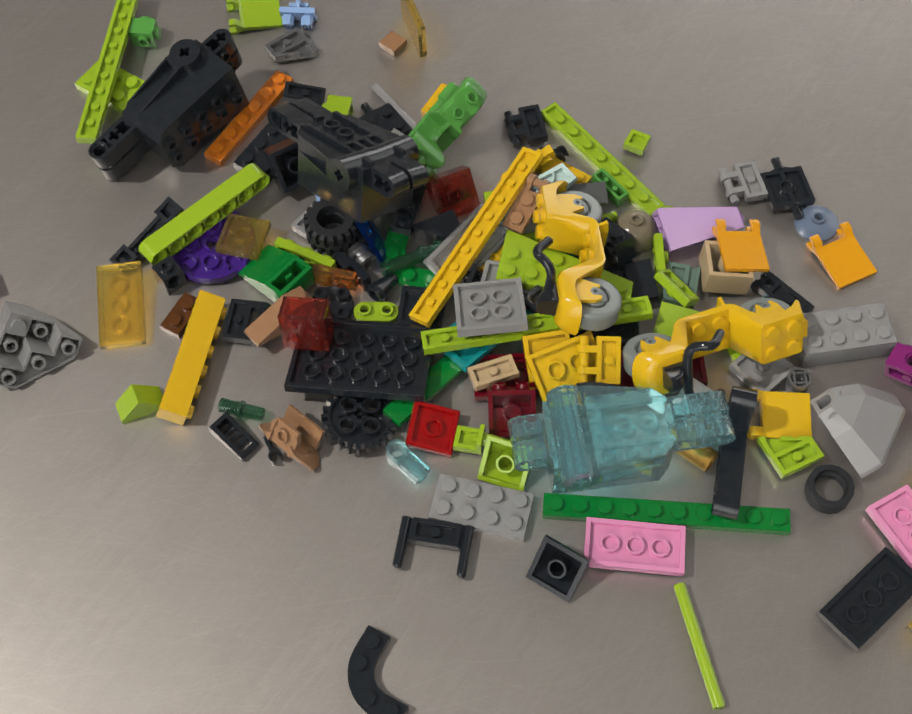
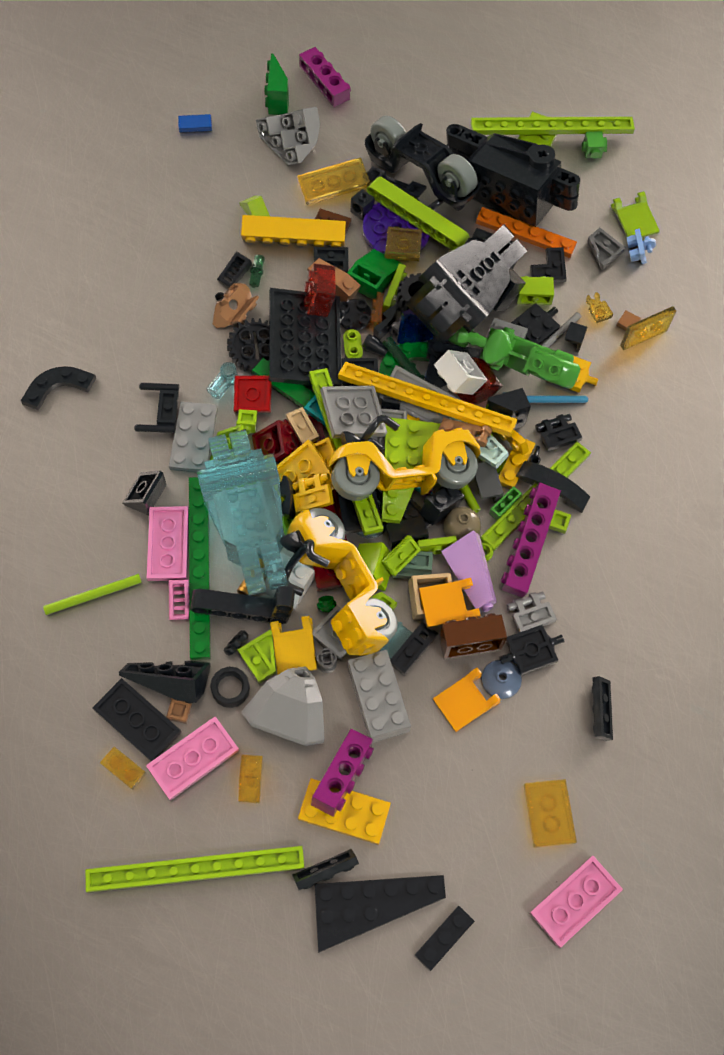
camera: 75 degrees right, 5 degrees up
(97, 224) = (448, 174): none -> black piece
(374, 64) = (599, 310): none -> clear yellow plate
(406, 87) = (576, 334): none -> black panel
(452, 193) = (460, 372): none -> white brick
(477, 164) = (557, 399): none -> dark azure piece
(497, 156) = (511, 404): none -> black slope
(589, 139) = (570, 491): none -> black slope
(661, 167) = (548, 498): none -> magenta brick
(696, 543) = (178, 583): none -> bright pink slope
(725, 376) = (326, 603): none -> green plate
(772, 478) = (236, 642): none -> black piece
(779, 232) = (472, 636): none -> reddish brown brick
(819, 548) = (175, 681): none -> black wedge
(853, 139) = (602, 708): none -> black plate
(856, 551) = (179, 711): none -> medium nougat tile

